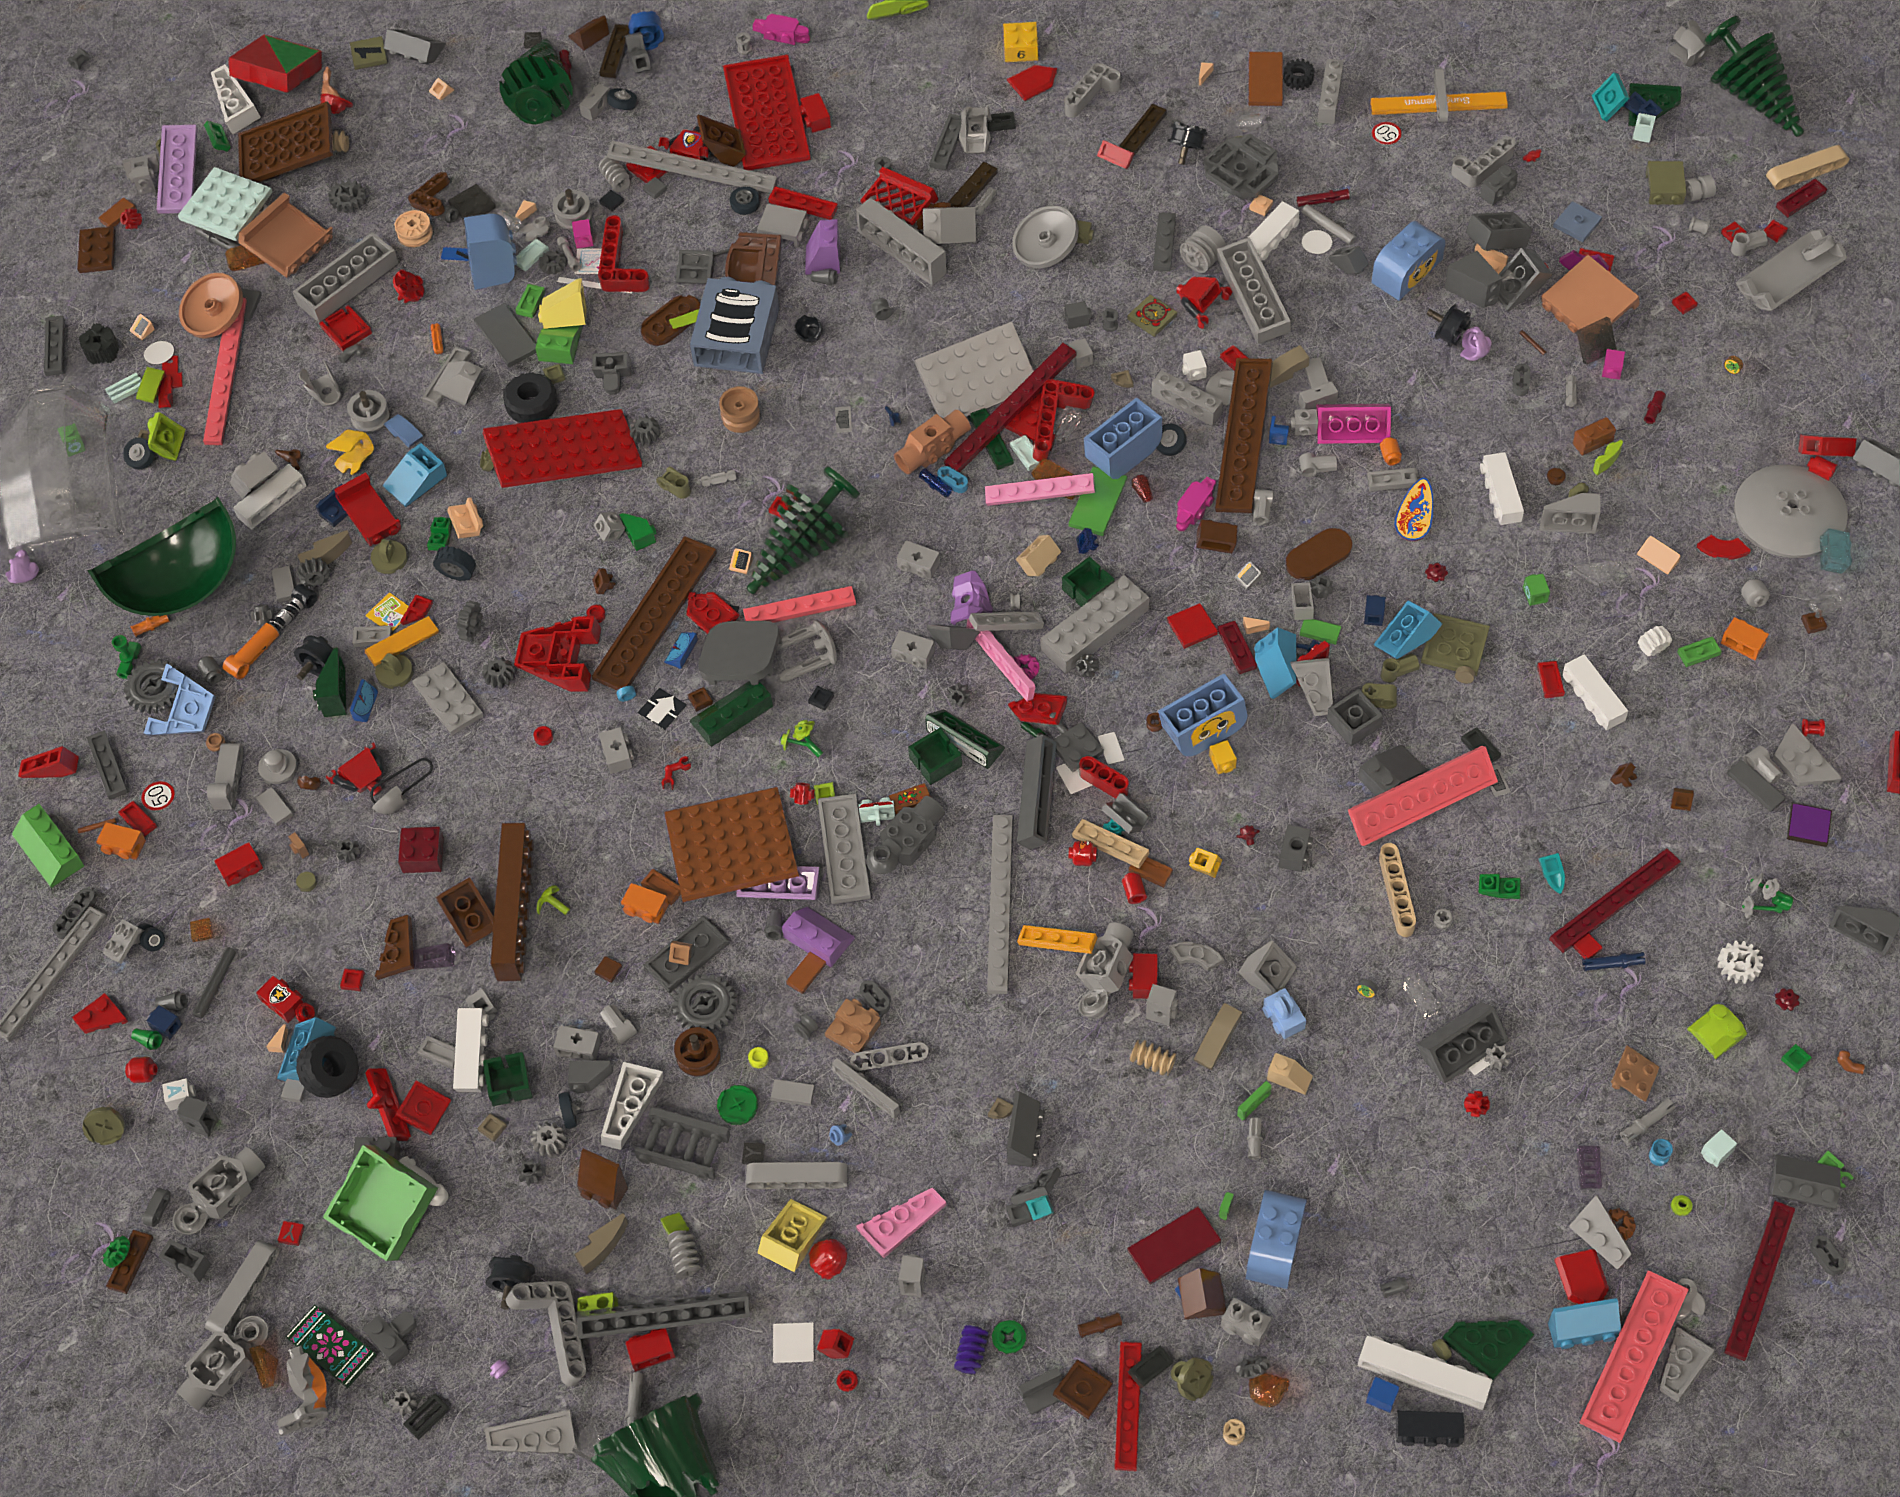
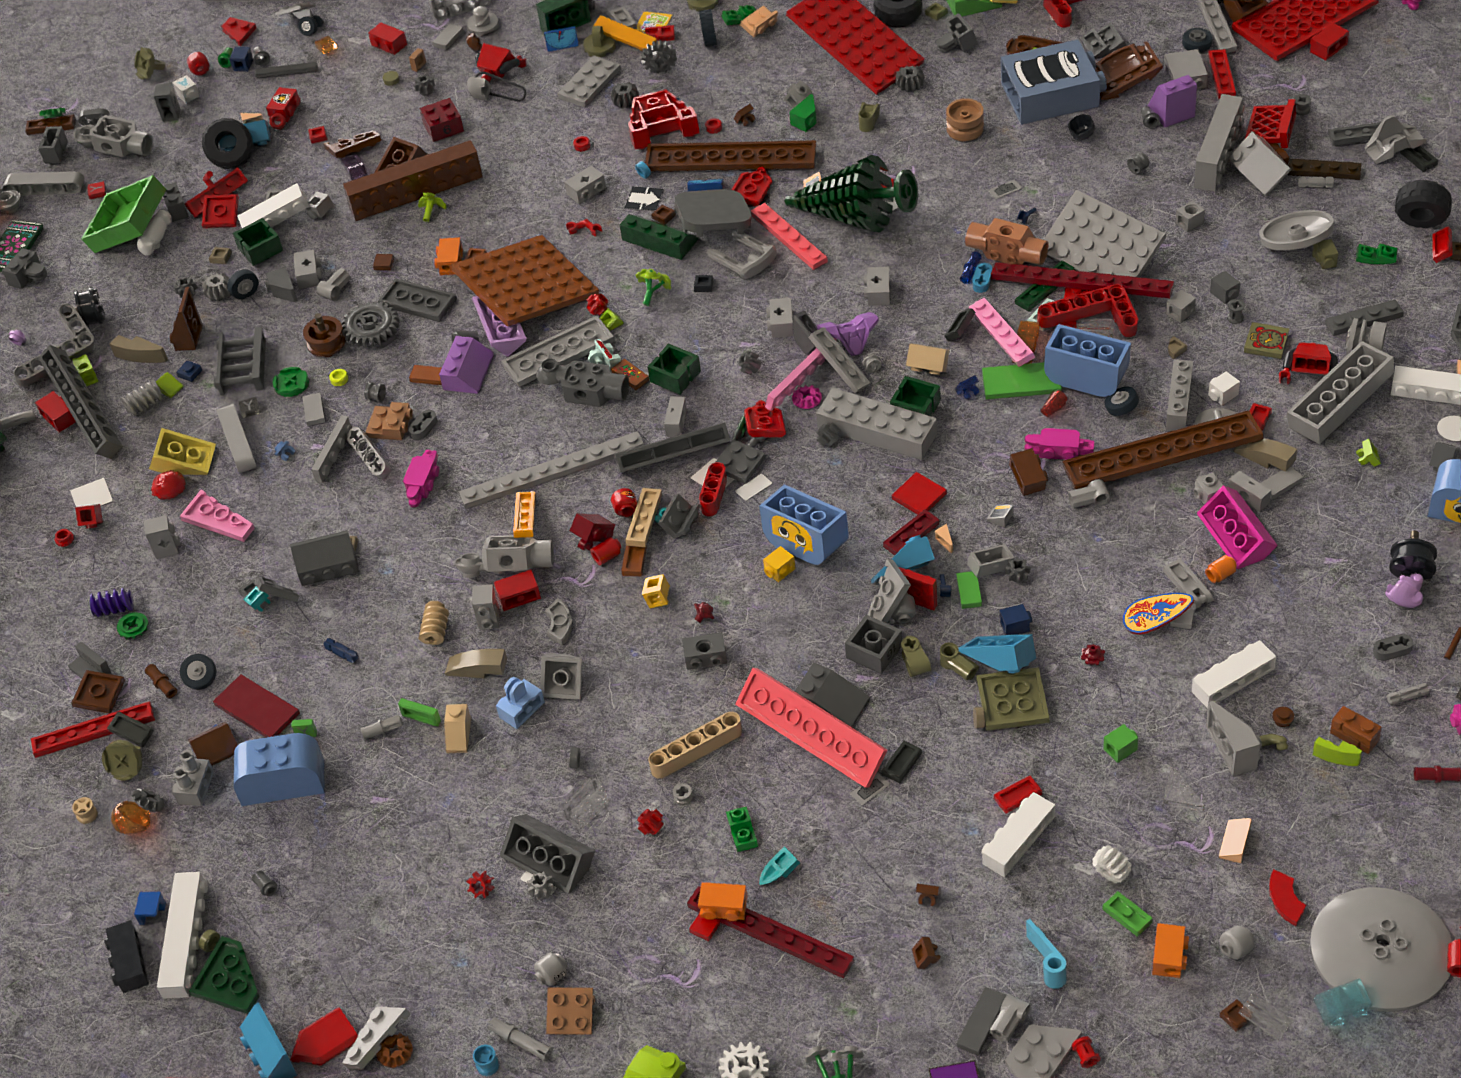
camera: 70 degrees right, 10 degrees down
(630, 1099) = (271, 313): white wedge -> none
(661, 1201) = (189, 371): none -> dark blue plate
(680, 952) = (408, 290): medium nougat plate -> none
(717, 478) = (891, 139): light grey axle -> none
(951, 1017) = (420, 477): none -> dark pink hinge
(965, 737) = (708, 382): dark green slope -> none
(974, 301) = (1190, 216): none -> light grey brick
(987, 773) = (675, 419): none -> light grey piece
(1006, 517) = (959, 324): none -> pearl dark grey tile
(1074, 141) = (1423, 204): none -> black tyre
(1098, 200) = (1381, 255): none -> green slope
(1108, 1285) = (198, 671): none -> black wheel
(1110, 887) = (591, 529): none -> dark red brick
(1139, 1150) = (340, 650): none -> dark blue axle
(1278, 433) = (1185, 475): blue panel -> none
(1313, 464) = (1165, 515): light grey piece -> none
(1318, 554) = (1060, 558): reddish brown tile -> none
(1319, 303) = (1369, 454): none -> lime tile
(1467, 950) = (650, 821): none -> red gear
(1581, 919) = (723, 901): none -> orange brick
(1587, 1075) = (550, 969): none -> light grey head
(1595, 1150) = (460, 1007): clear purple slope -> none
(1622, 960) = (699, 959): dark blue pin -> none
(1734, 714) = (1054, 963): none -> medium azure door

